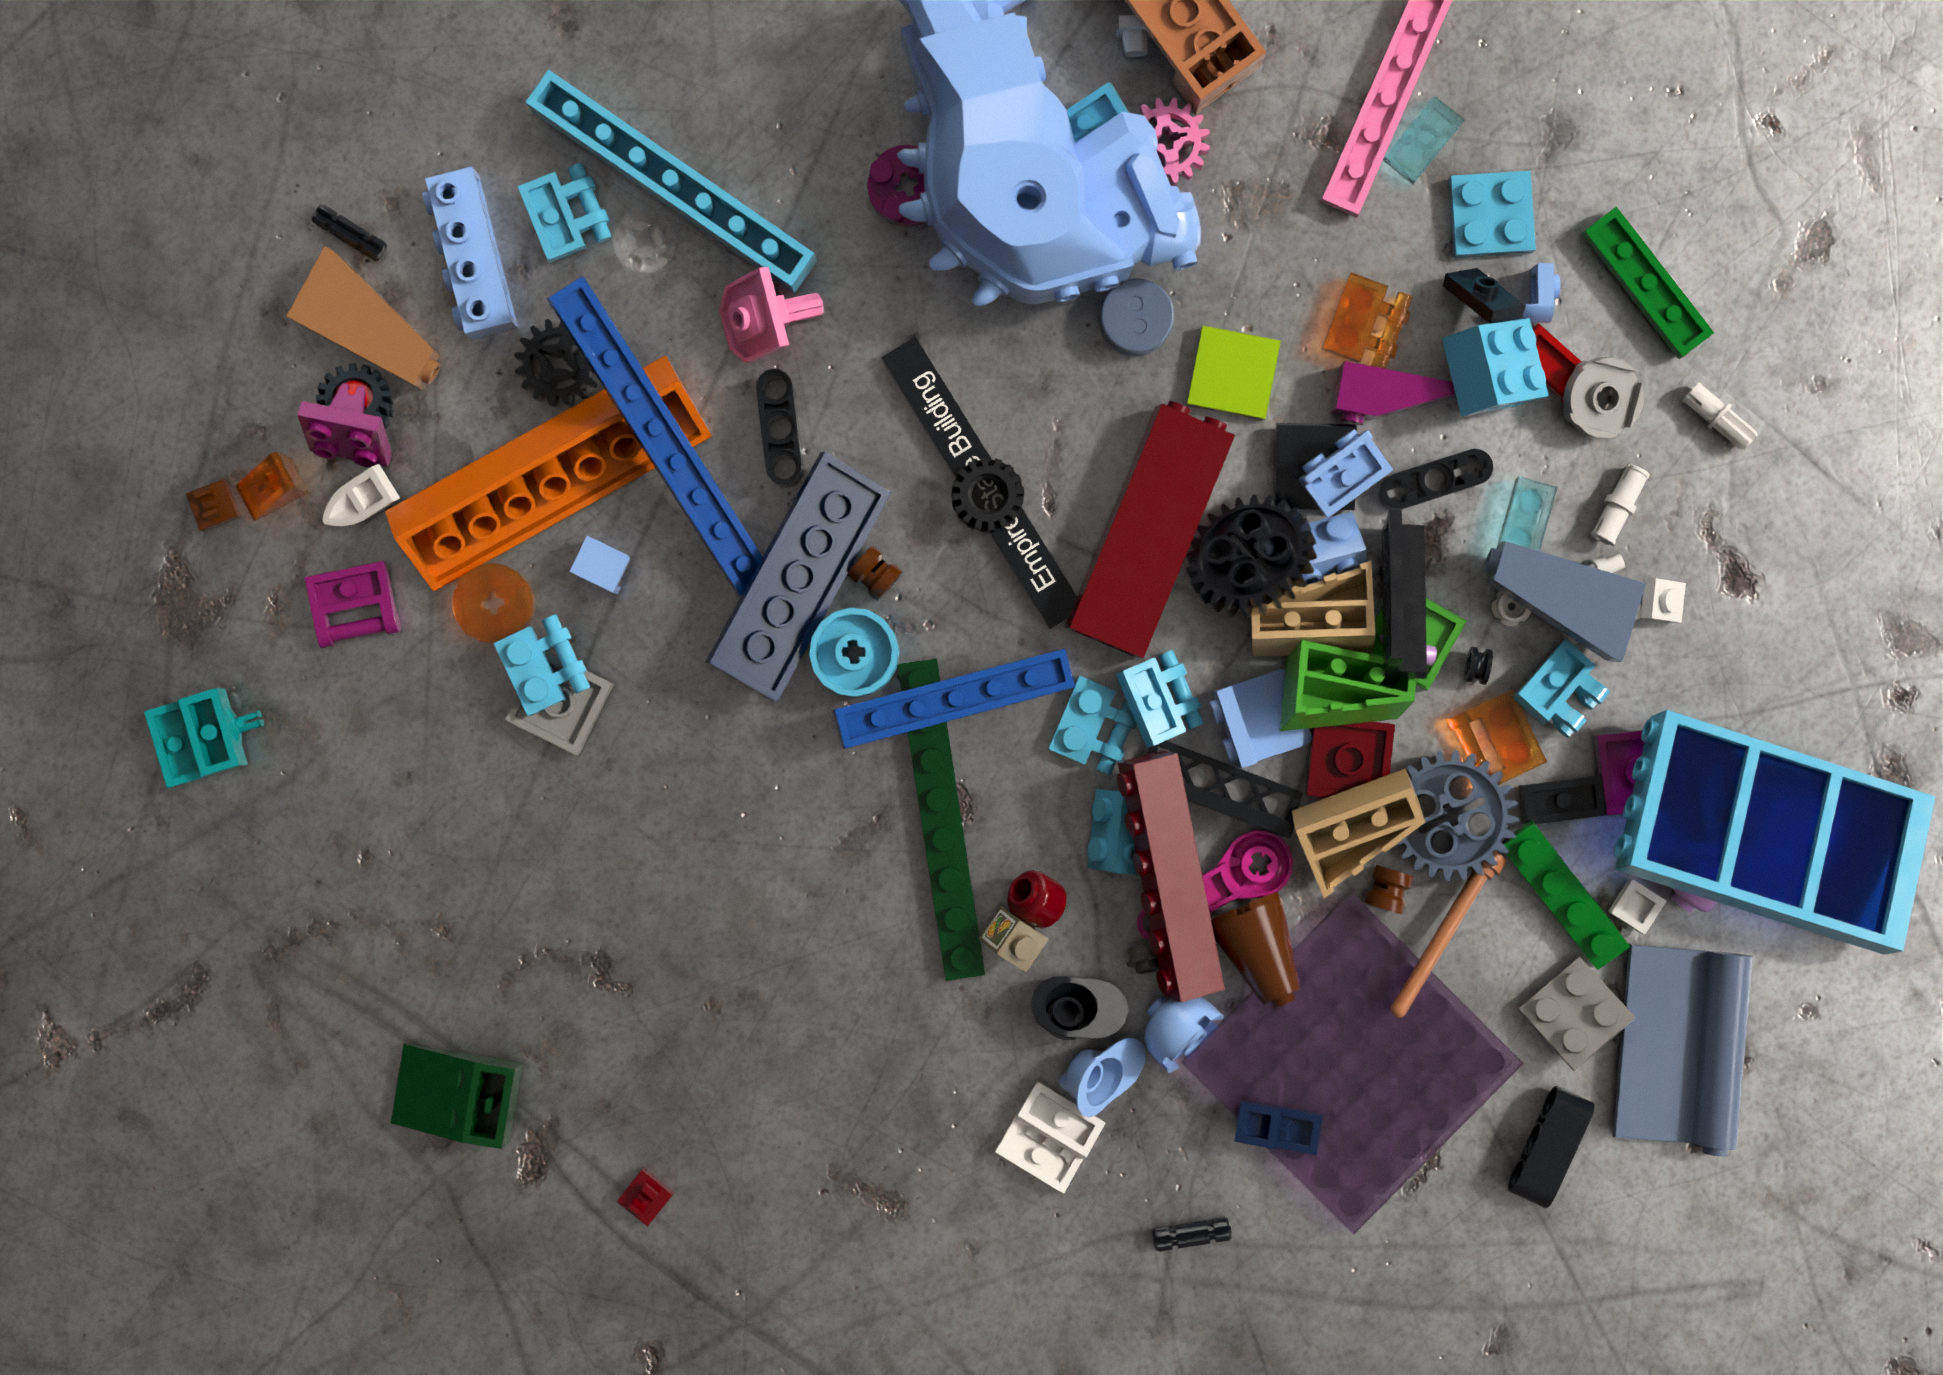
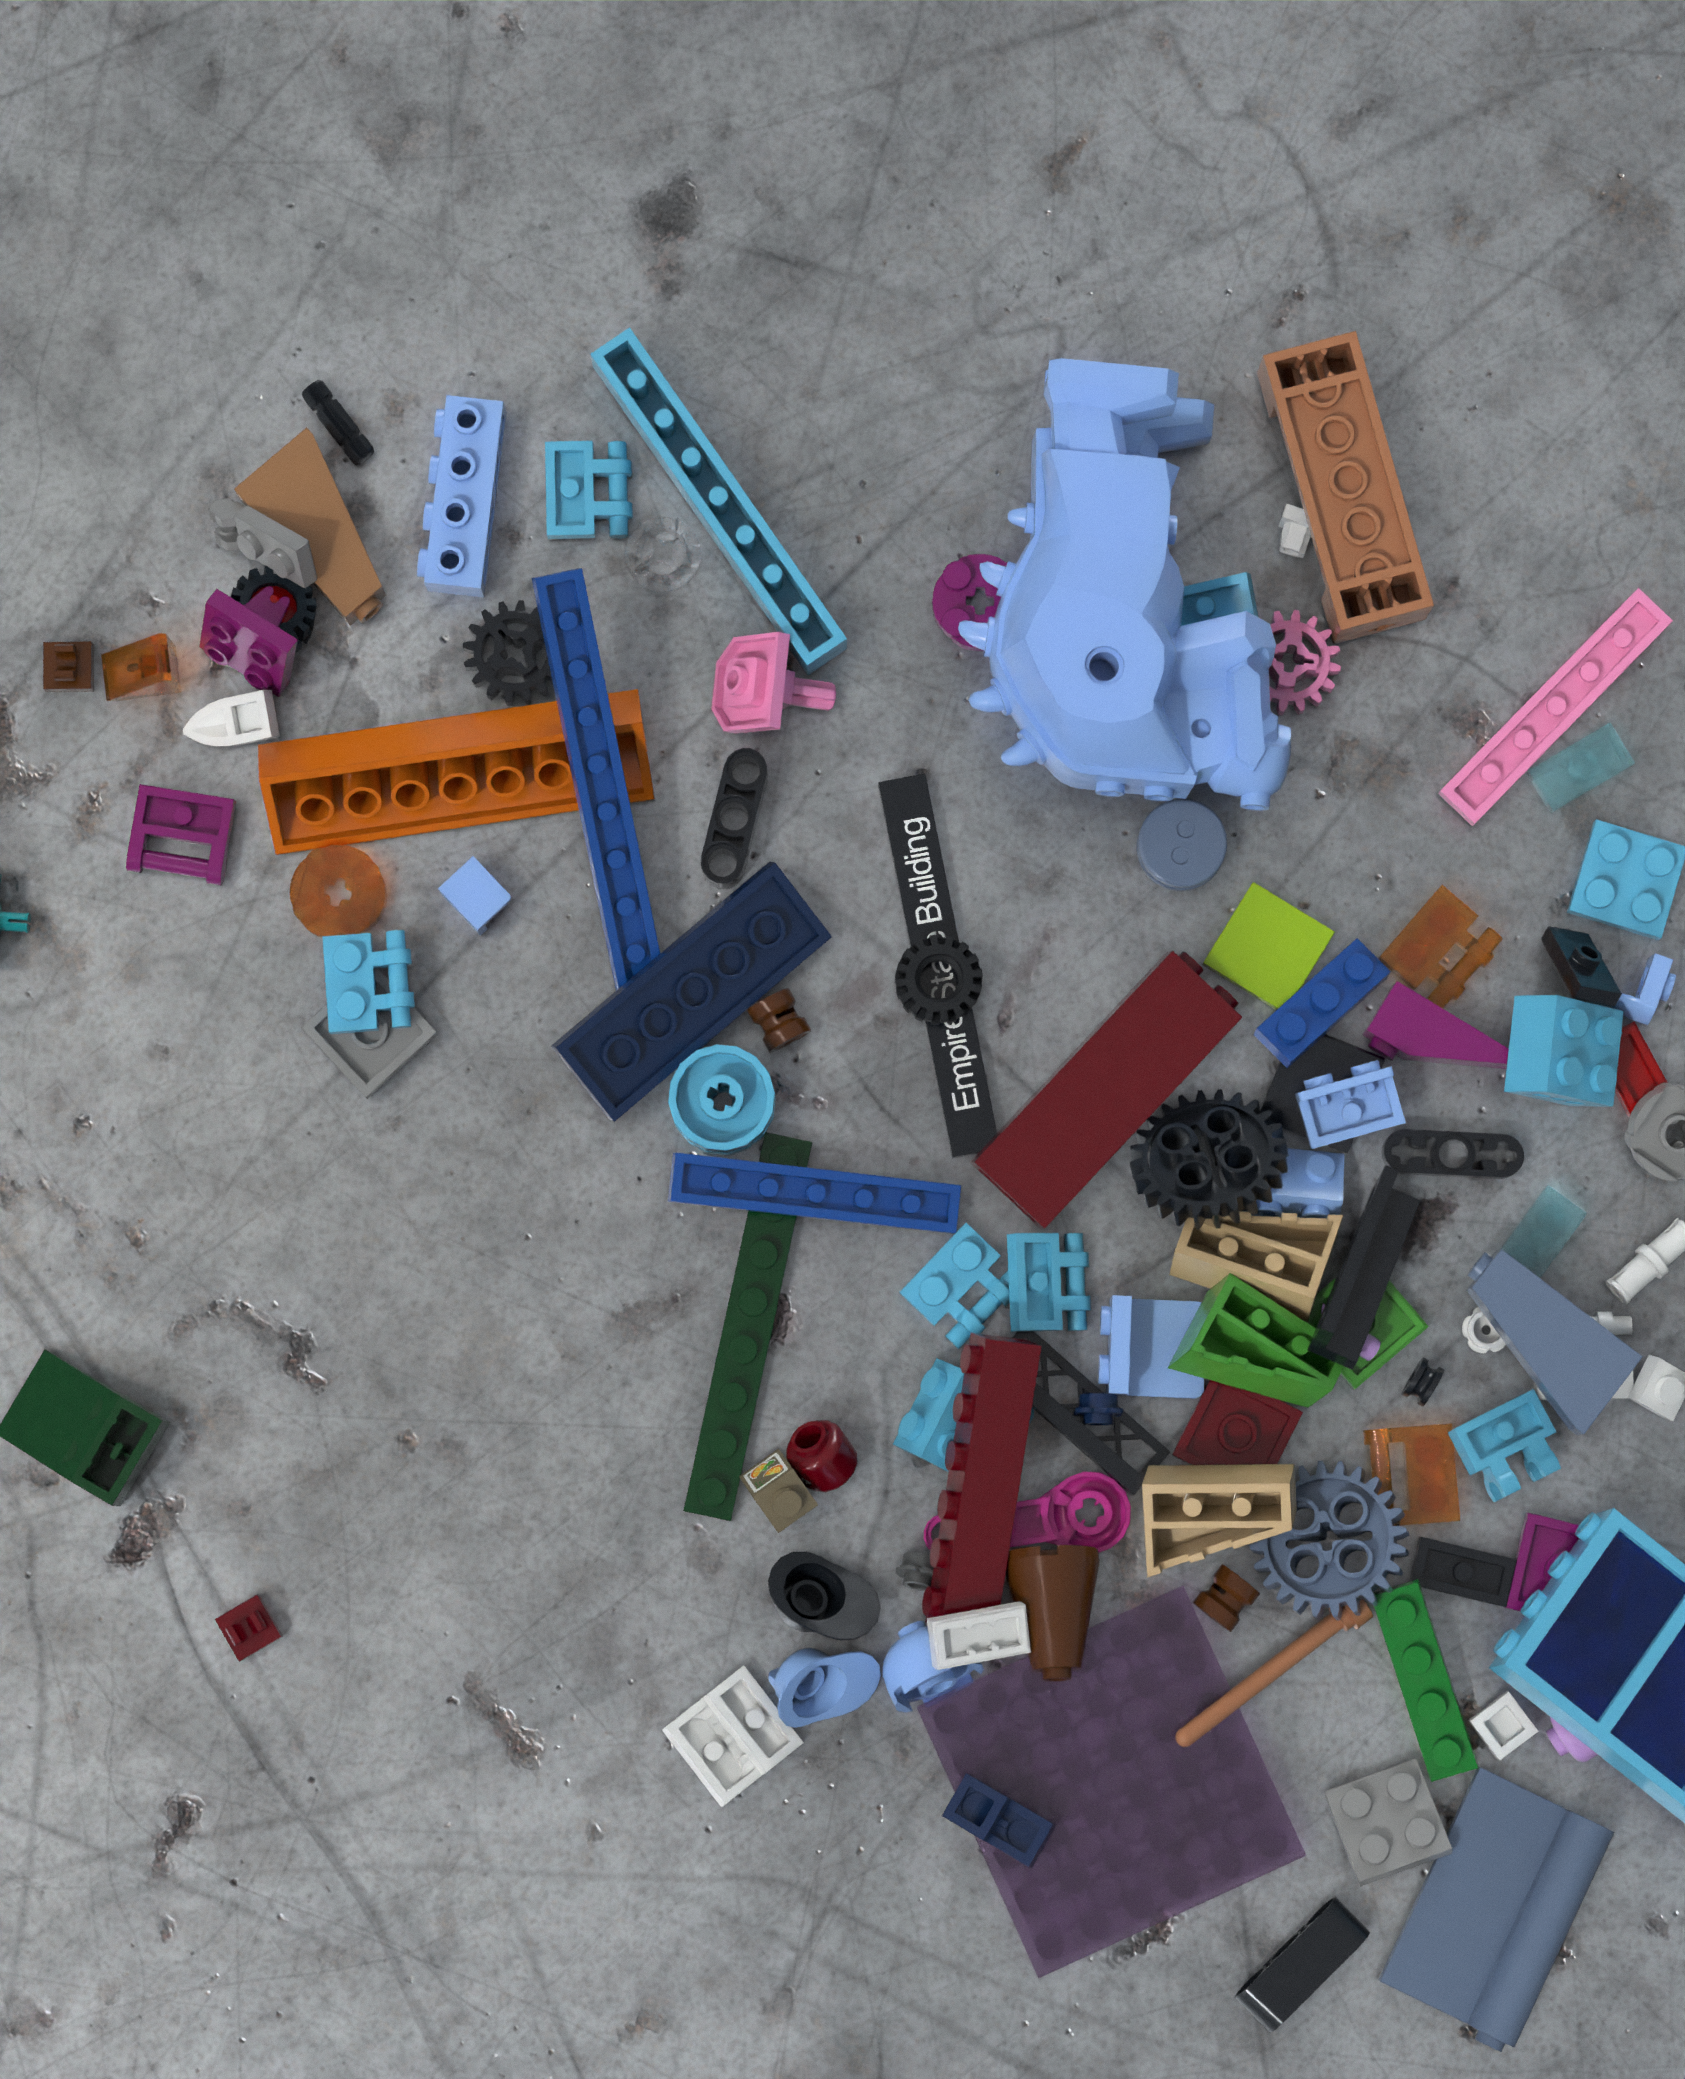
camera: 25 degrees right, 5 degrees down
(325, 348) = (263, 541): none -> light grey hinge
(1192, 1234) = (854, 1909): black axle -> none
(1212, 995) = (978, 1635): none -> white plate
(1236, 782) = (1098, 1408): none -> dark blue plate
(1292, 400) = (1322, 1003): none -> blue plate

